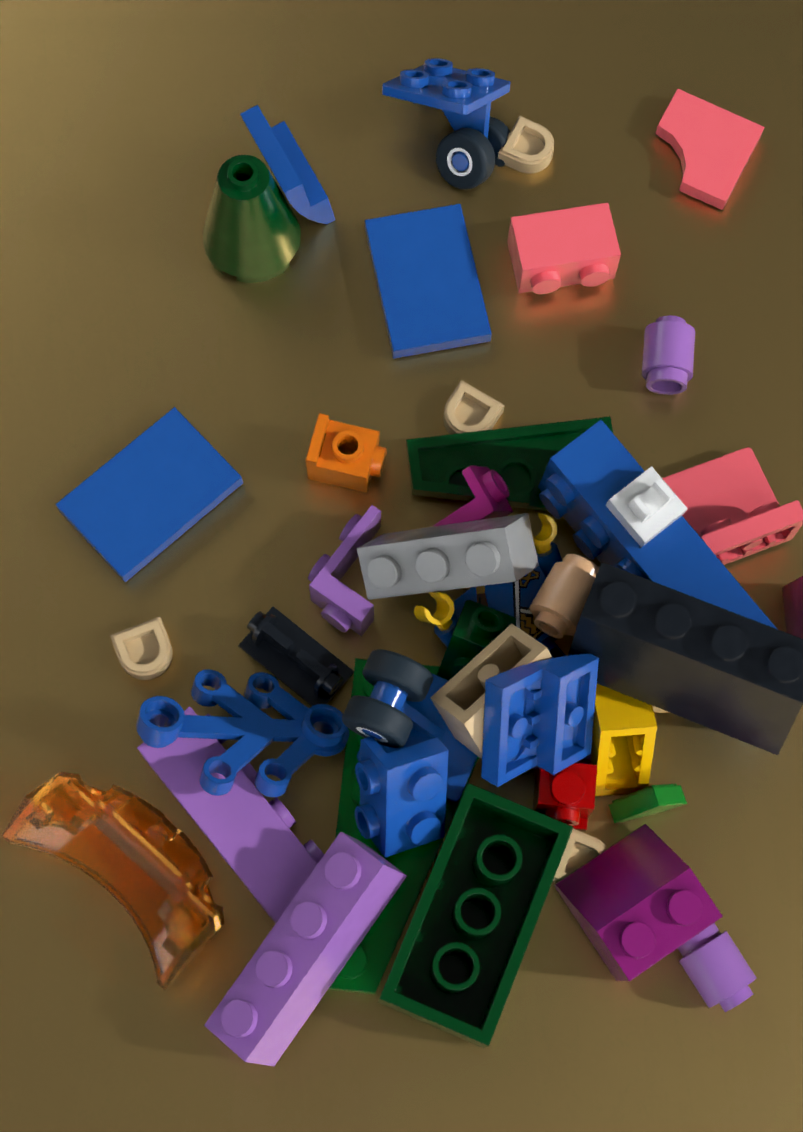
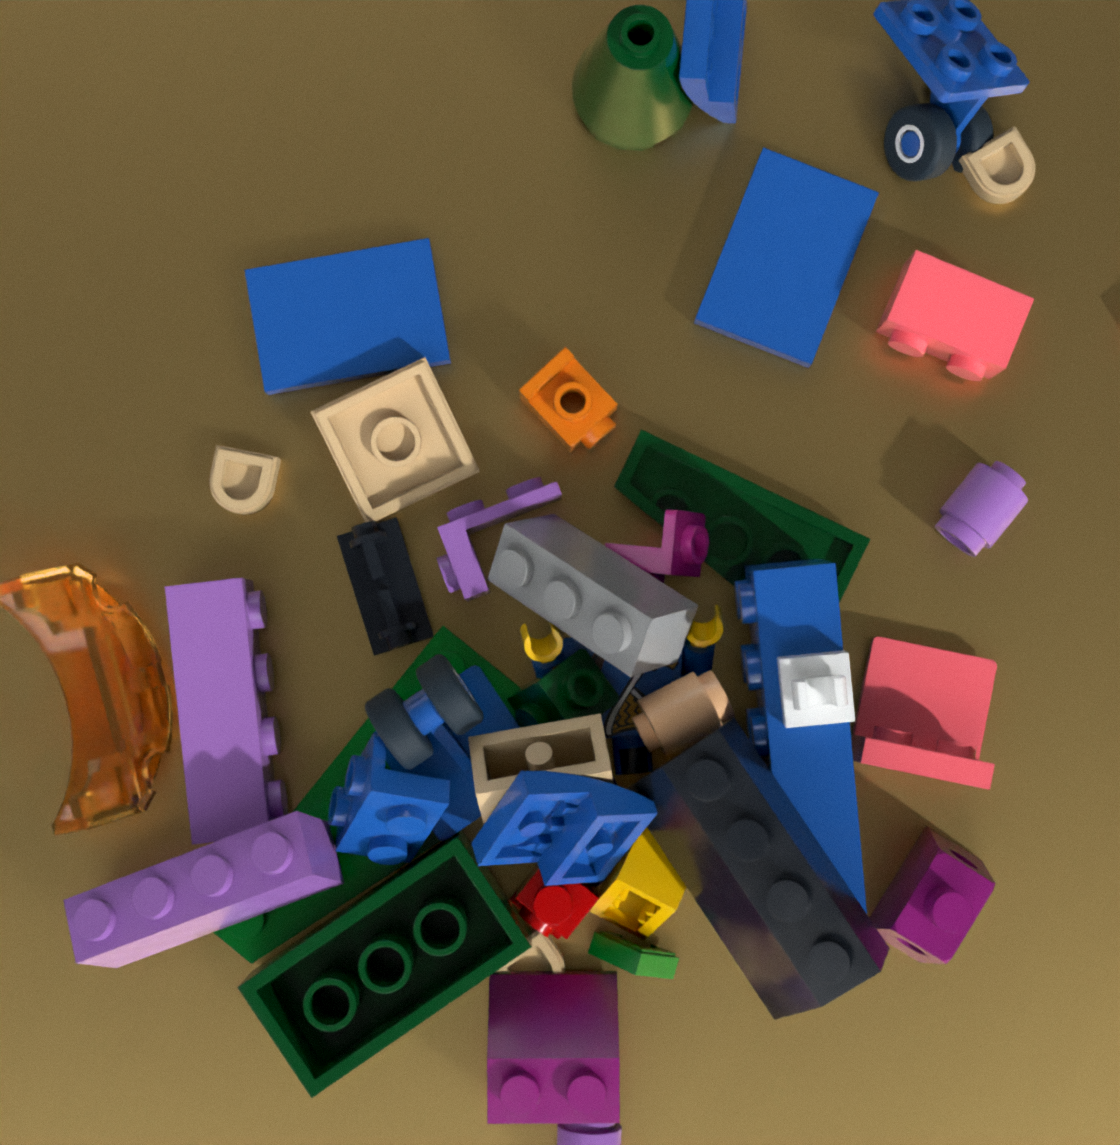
camera: 35 degrees right, 15 degrees up
(238, 553) = (395, 441): none -> tan tile
(312, 729) = (290, 637): blue plant -> none
(470, 410) = (732, 436): tan tile -> none

